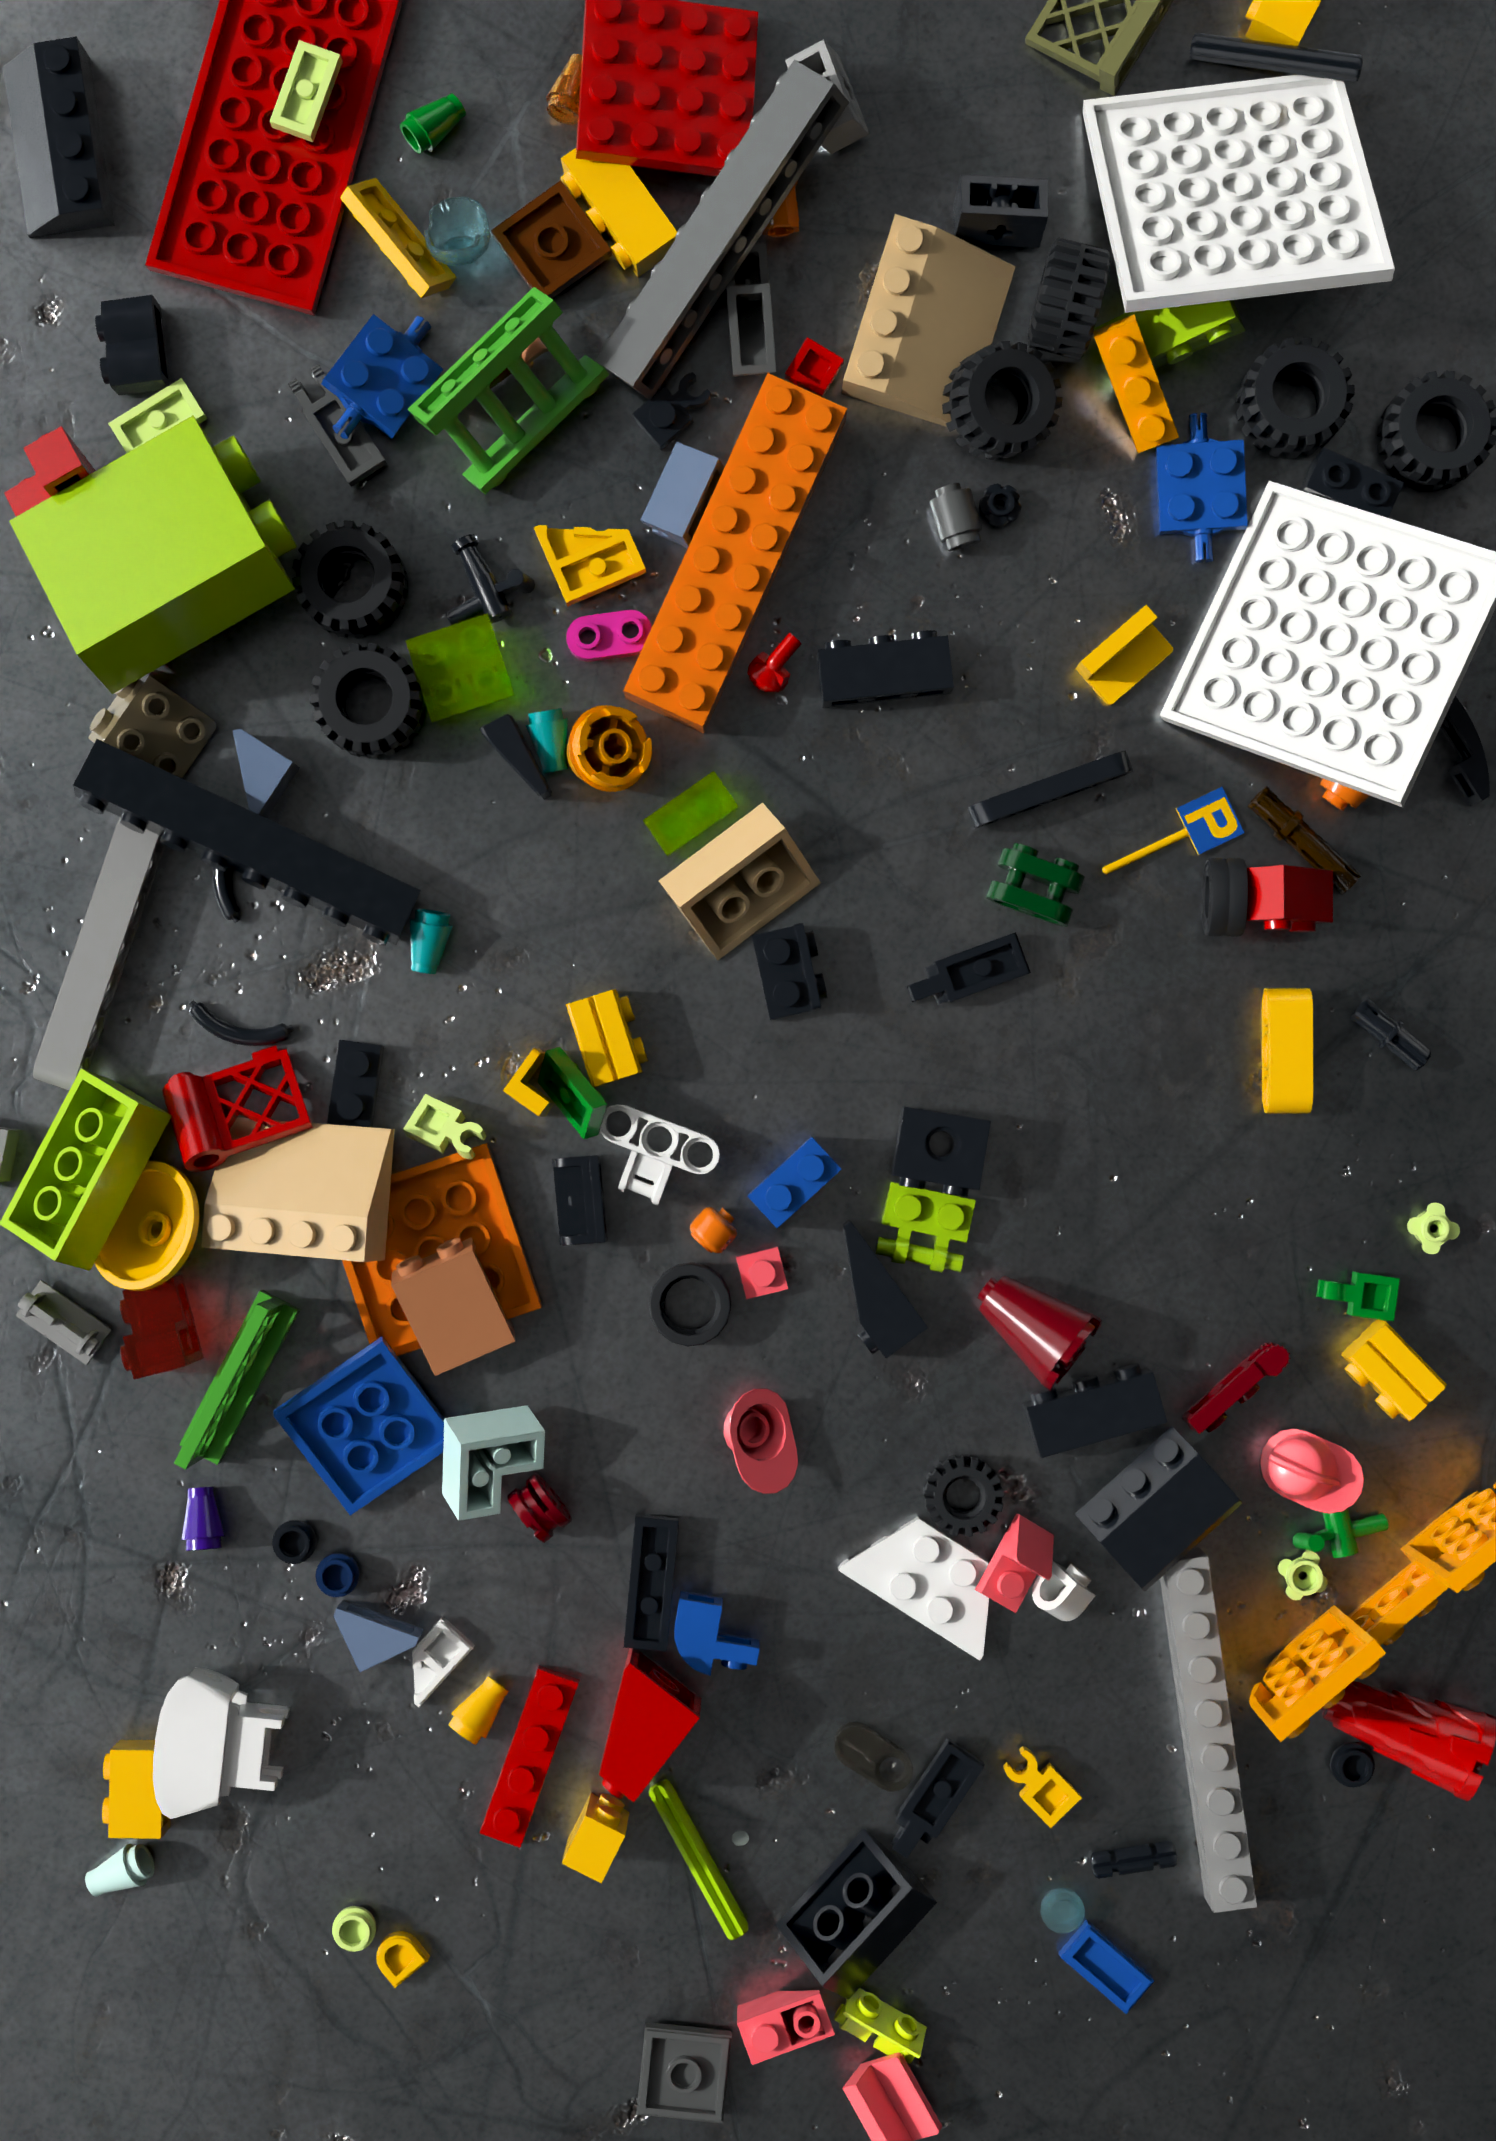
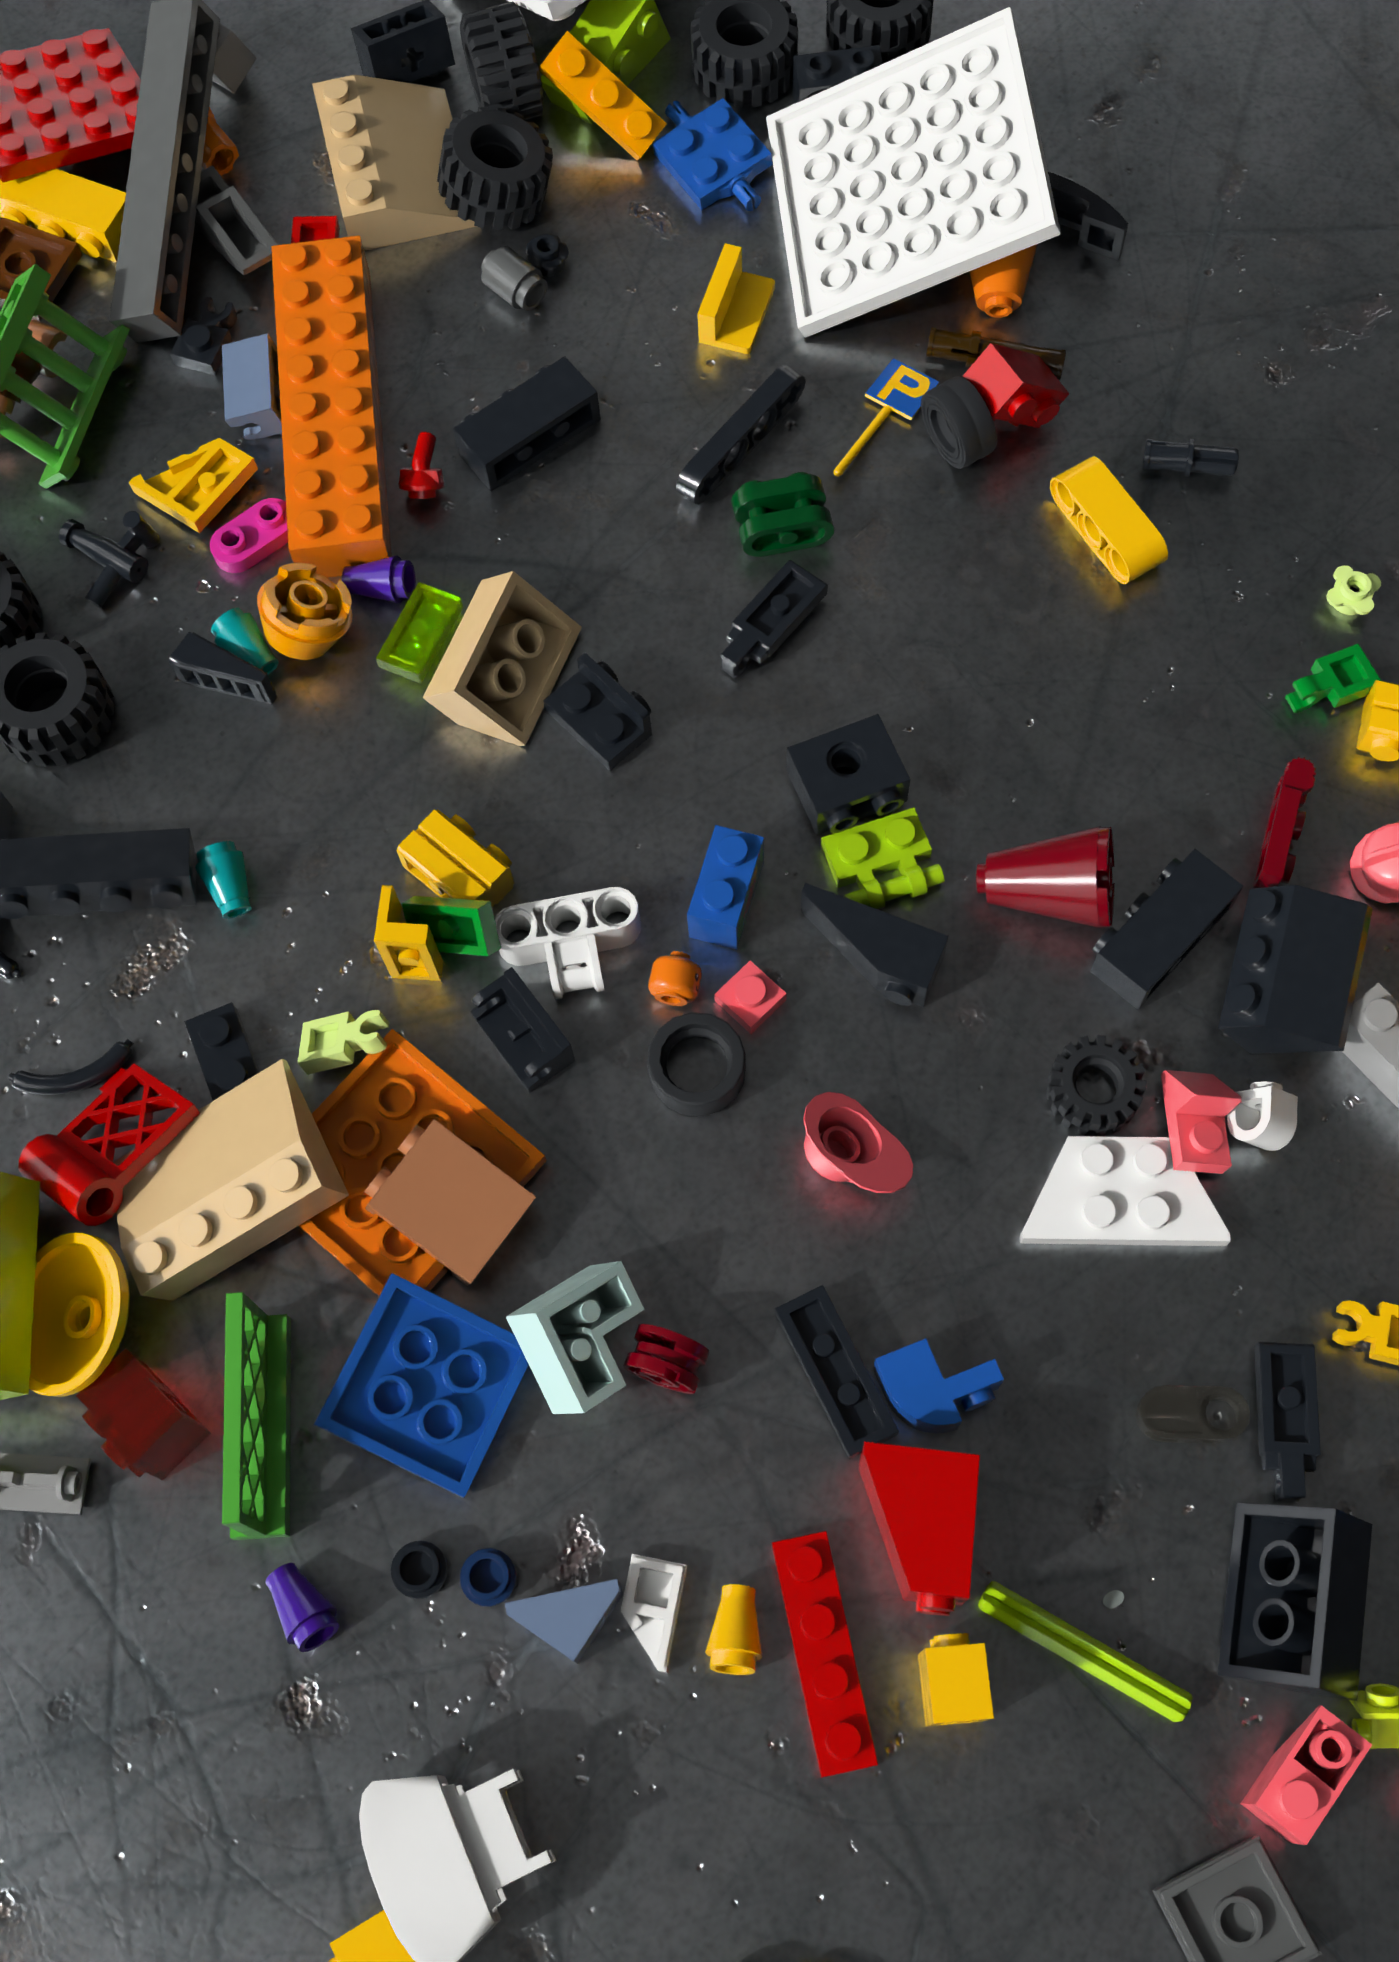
camera: 30 degrees left, 20 degrees down
(460, 668) = (123, 626): clear neon green hinge -> none
(688, 747) = (381, 579): none -> dark purple cone

